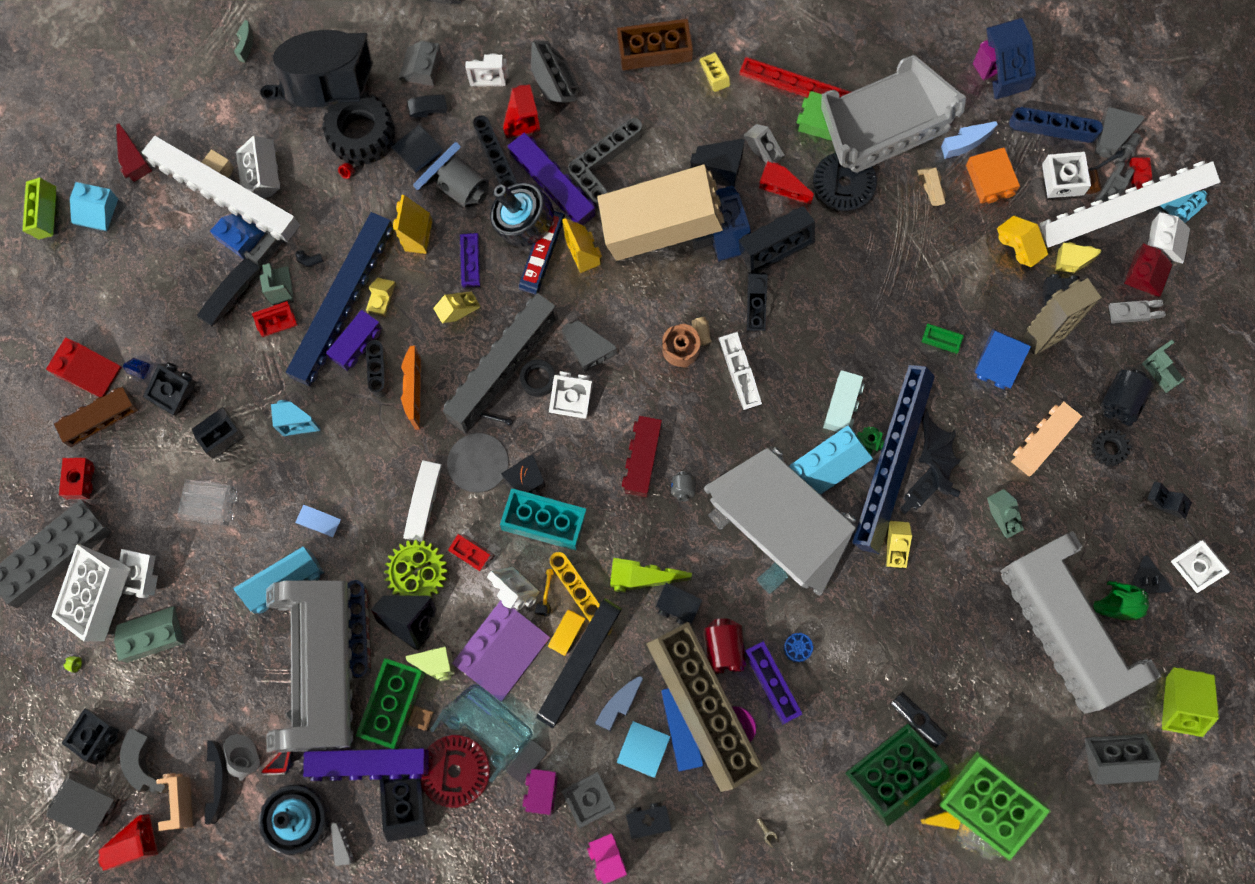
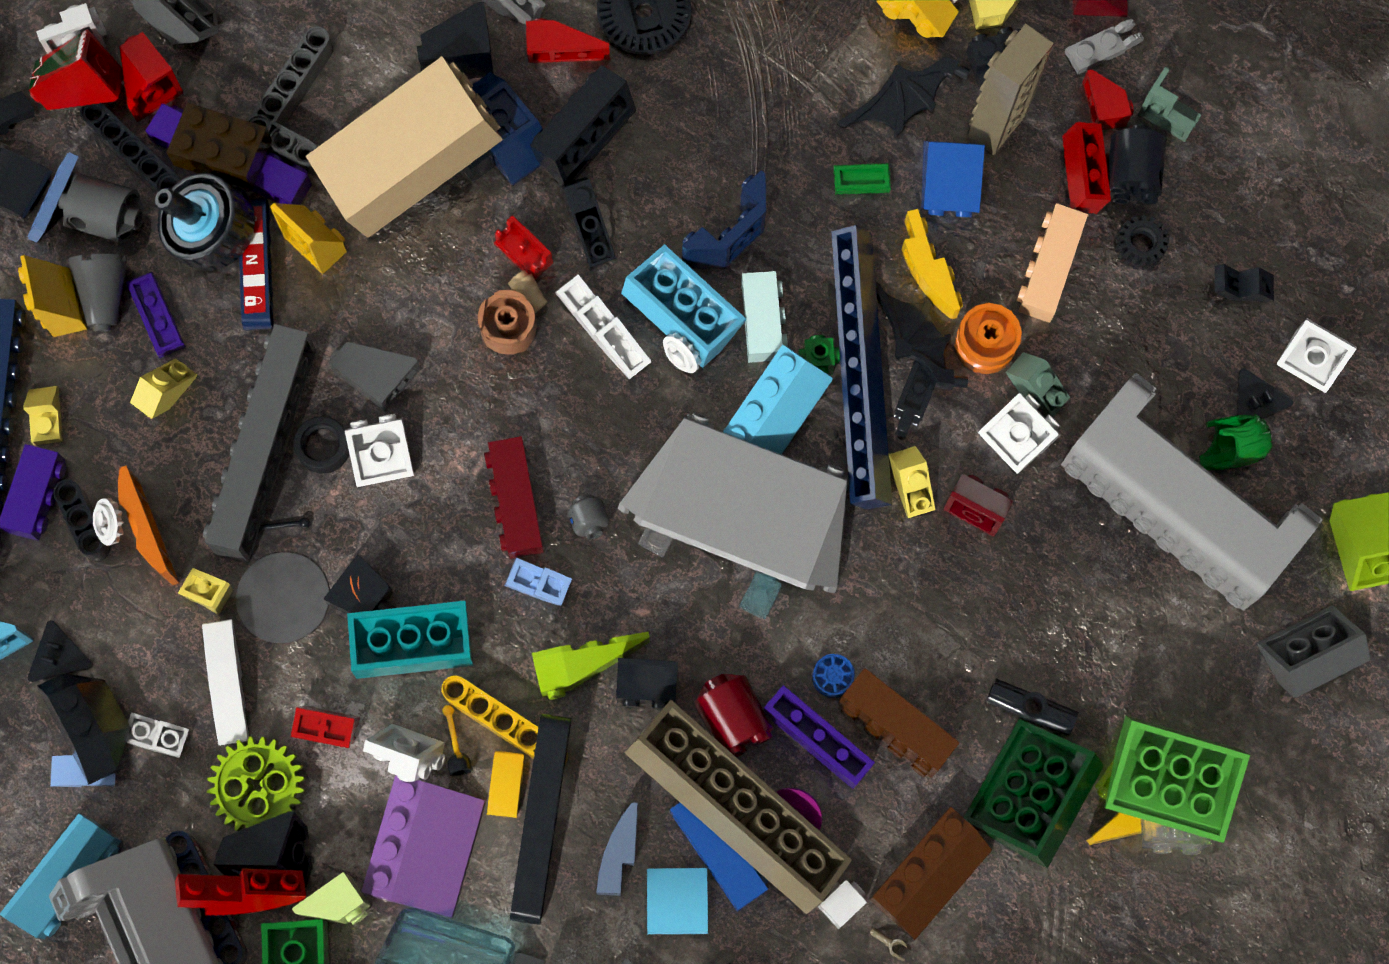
camera: 30 degrees left, 0 degrees up
(330, 445) = (56, 655): none -> black piece
(332, 493) = (88, 722): none -> black wedge
(368, 516) = (156, 735): none -> white slope
(379, 635) = (247, 893): none -> red slope
(390, 375) = (107, 521): none -> white gear
(433, 440) = (206, 590): none -> light yellow slope
(442, 231) = (99, 287): none -> dark grey cone
(480, 96) = (76, 75): none -> red slope
(548, 170) = (219, 145): none -> dark brown brick
(636, 514) = (538, 582): none -> light blue slope
(709, 302) = (523, 248): none -> red hinge
(747, 794) = (843, 902): none -> white brick
(782, 406) = (681, 353): none -> white gear
(795, 376) = (682, 303): none -> medium azure slope
(811, 799) = (931, 873): none -> reddish brown slope
(823, 348) = (703, 251): none -> dark blue slope
(827, 695) = (897, 723): none -> reddish brown brick
(935, 575) = (978, 504): none -> dark red slope
(963, 417) = (931, 275): none -> yellow slope
(981, 539) = (1020, 432): none -> white plate
(984, 482) = (1003, 336): none -> orange wheel
(992, 295) = (906, 95): none -> black animal
(1093, 385) = (1086, 167): none -> red brick
(1123, 348) = (1106, 101): none -> red slope

